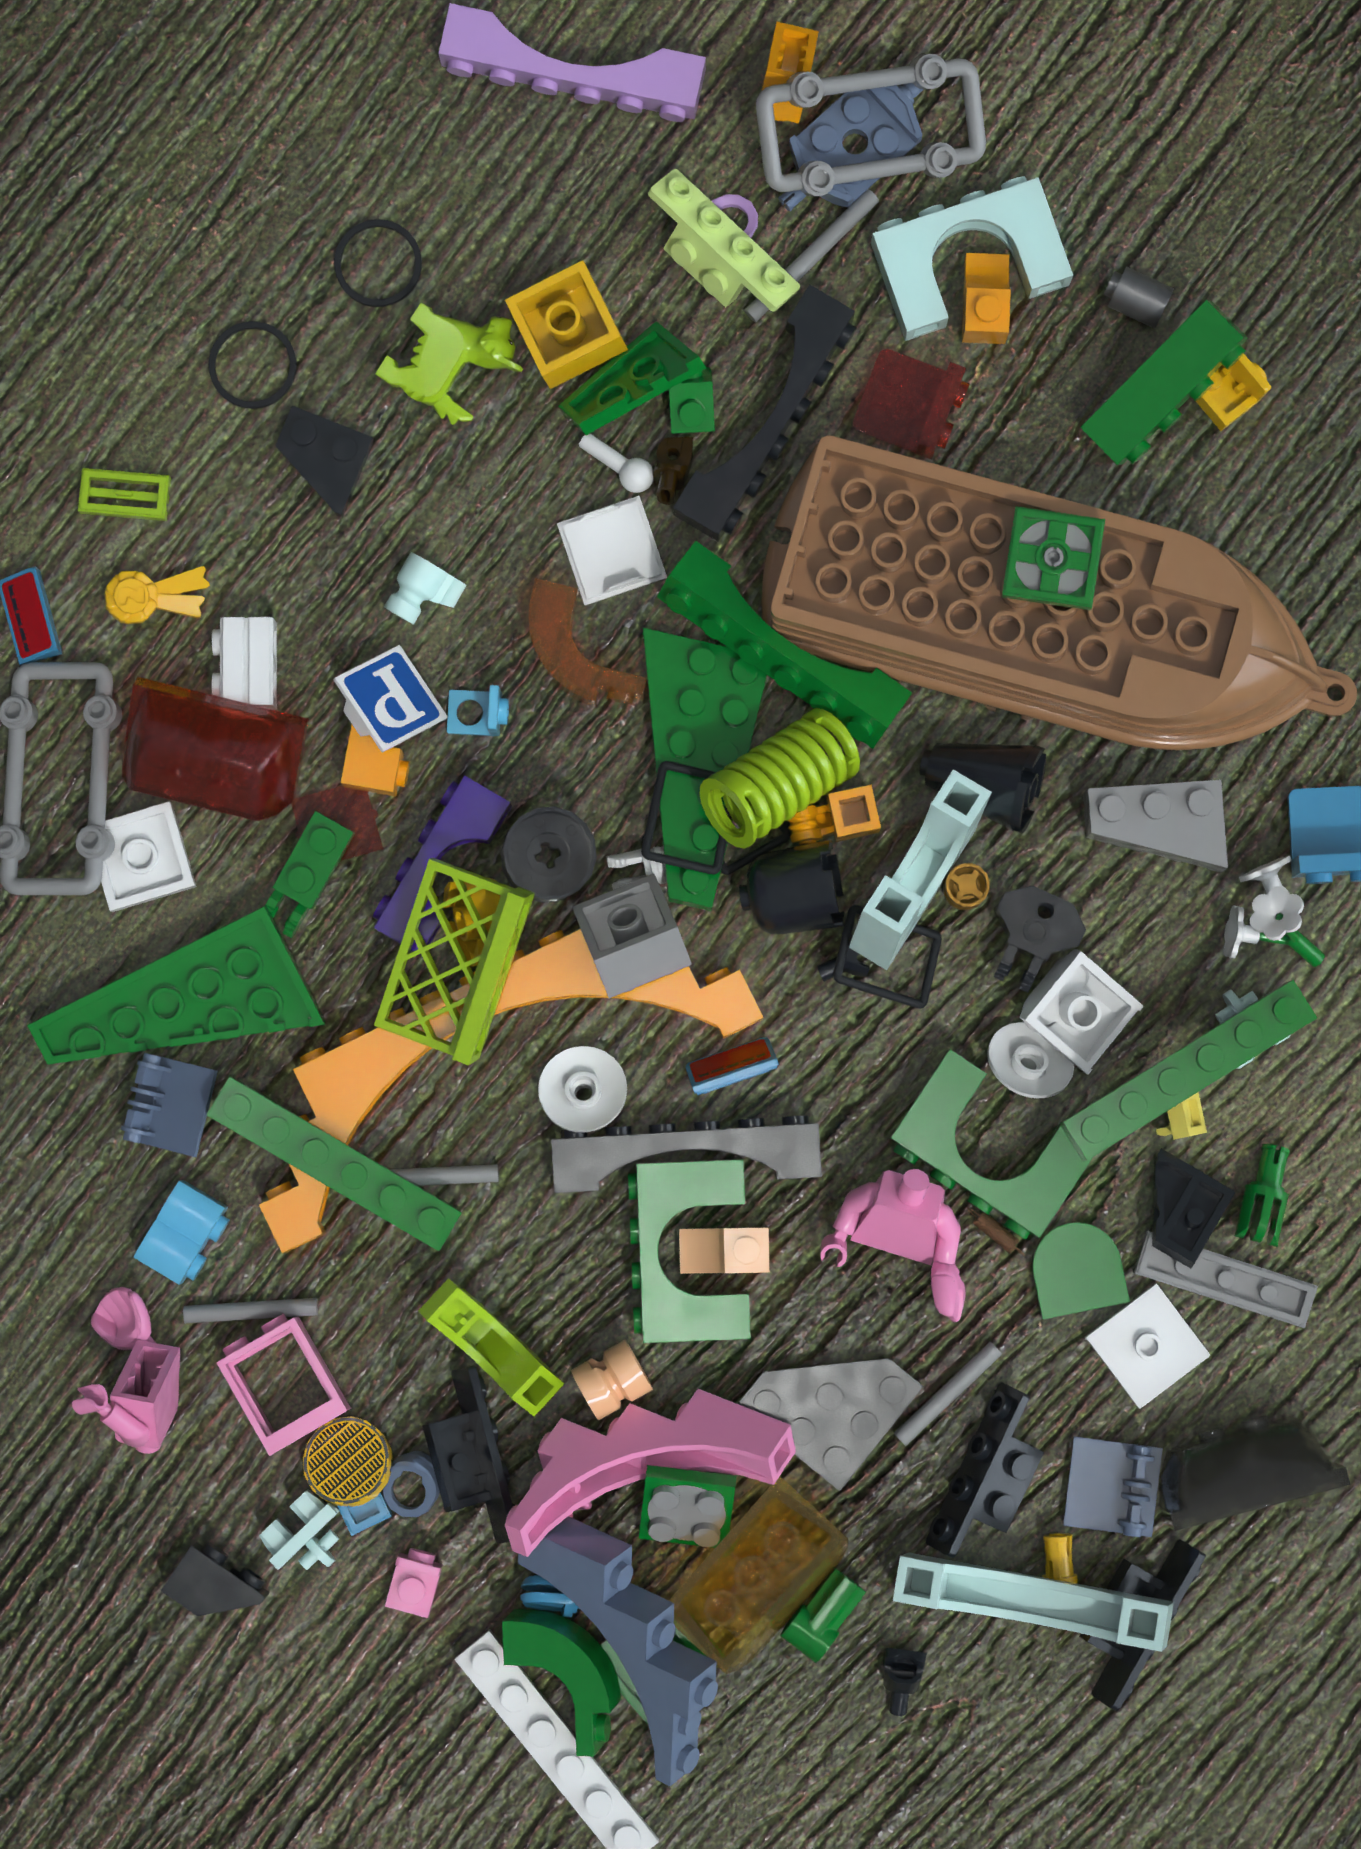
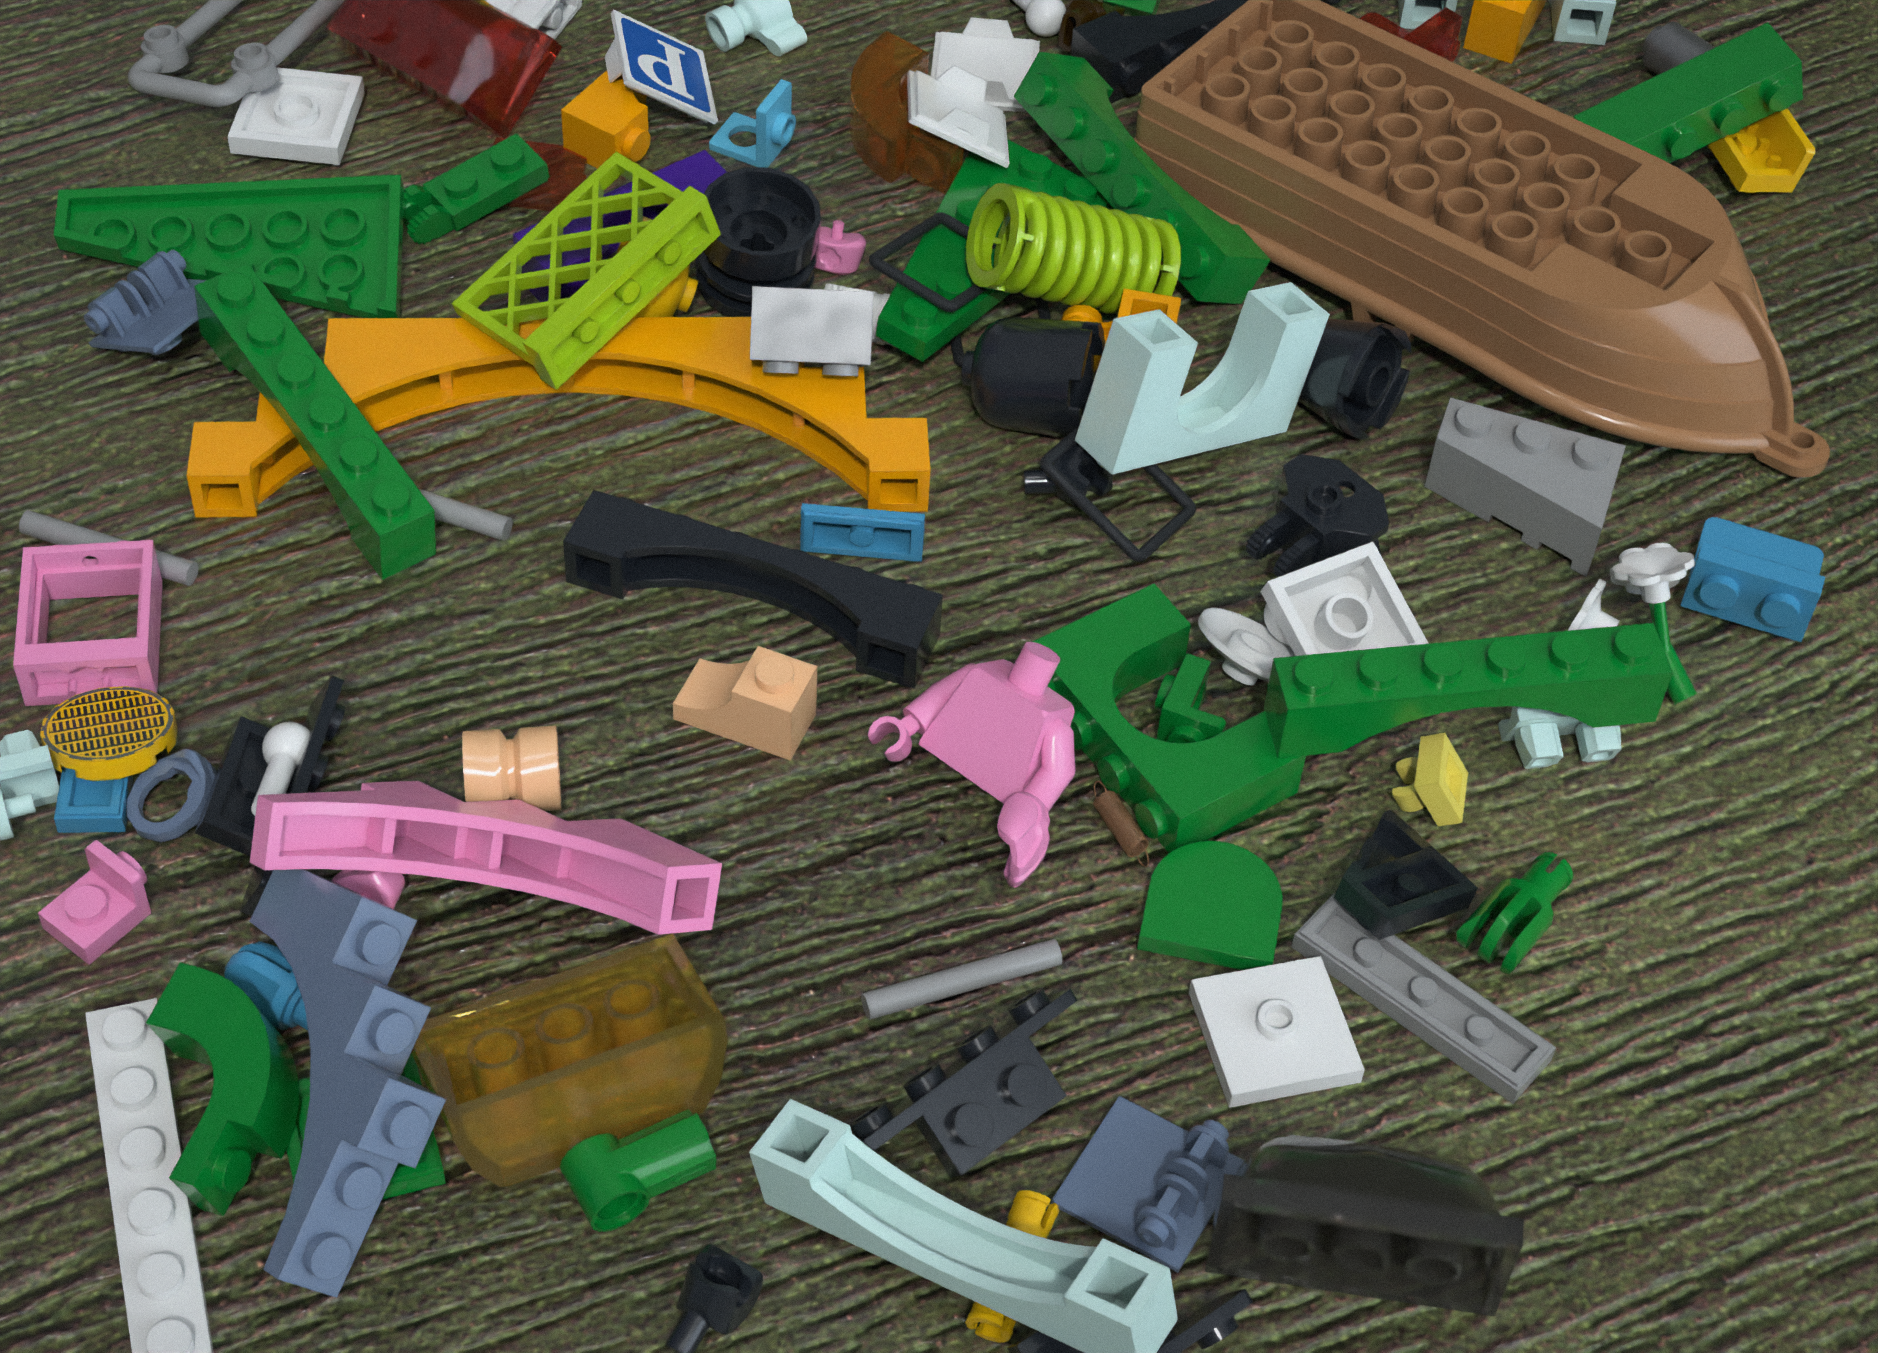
camera: 15 degrees right, 35 degrees down
(181, 1232) = (83, 433): medium azure brick -> none
(466, 1429) = (282, 752): none -> white bar
(491, 1346) = (371, 657): lime arch -> none
(580, 1069) = (664, 473): white dish -> none
(593, 805) = (839, 251): none -> bright pink piece
(628, 647) = (957, 112): none -> white piece
(667, 1310) = (697, 613): arch -> none
(686, 1506) = (518, 930): light grey piece -> none
(835, 1410) = (800, 942): plate -> none
(968, 880) = (1251, 459): pearl gold wheel -> none
(998, 1125) = (1180, 704): none -> green bracket
(1053, 558) = (1501, 125): green piece -> none

